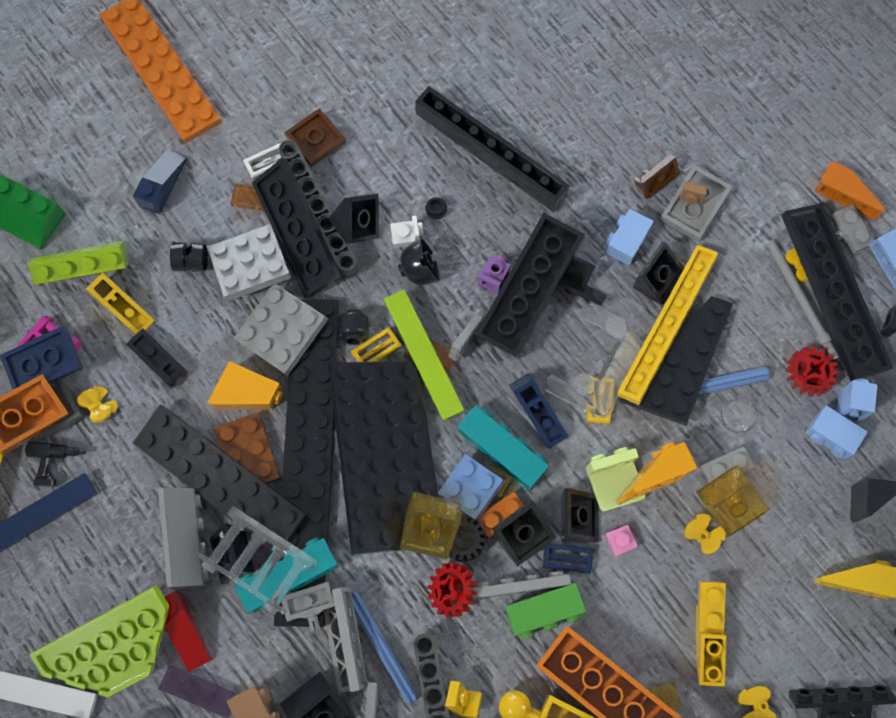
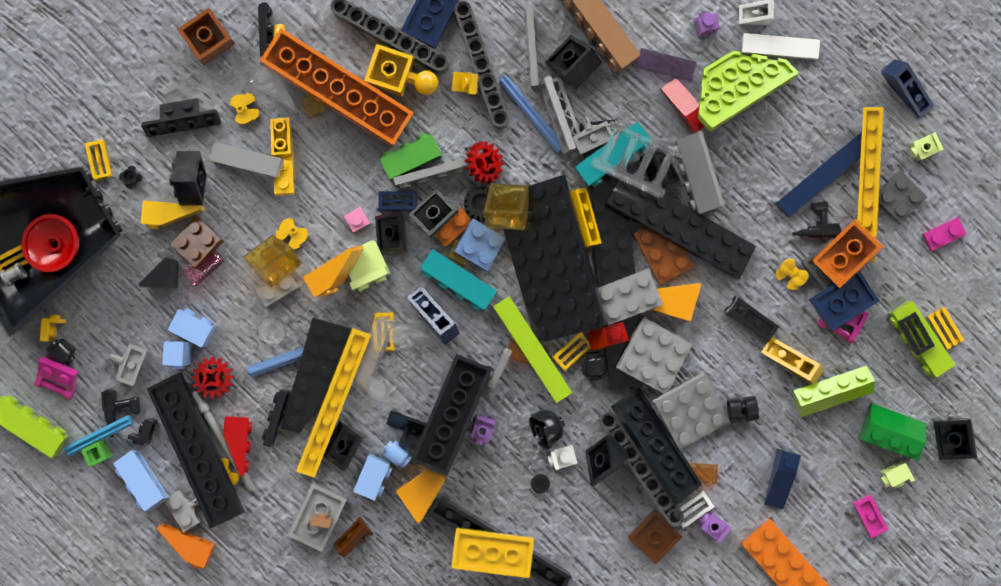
camera: 175 degrees right, 15 degrees up
(31, 167) = (896, 475): none -> yellowish green brick
(71, 129) = (870, 516): none -> dark pink plate
(246, 138) = (720, 532): none -> medium lavender brick
(296, 398) = (629, 296): none -> light grey plate
(321, 356) = (607, 336): none -> red slope
(334, 502) = (585, 217): none -> yellow brick
(500, 132) = (492, 552): none -> yellow plate
(579, 209) = (420, 493): none -> light orange slope
(599, 257) = (397, 454): none -> light blue brick
(738, 316) = (275, 417): none -> black plate
(758, 634) = (246, 160): none -> light grey tile
(788, 296) = (235, 436): none -> red slope
(819, 506) = (198, 275): none -> clear pink plate
(826, 536) = (197, 242): none -> plate
(836, 617) = (188, 178): none -> black brick

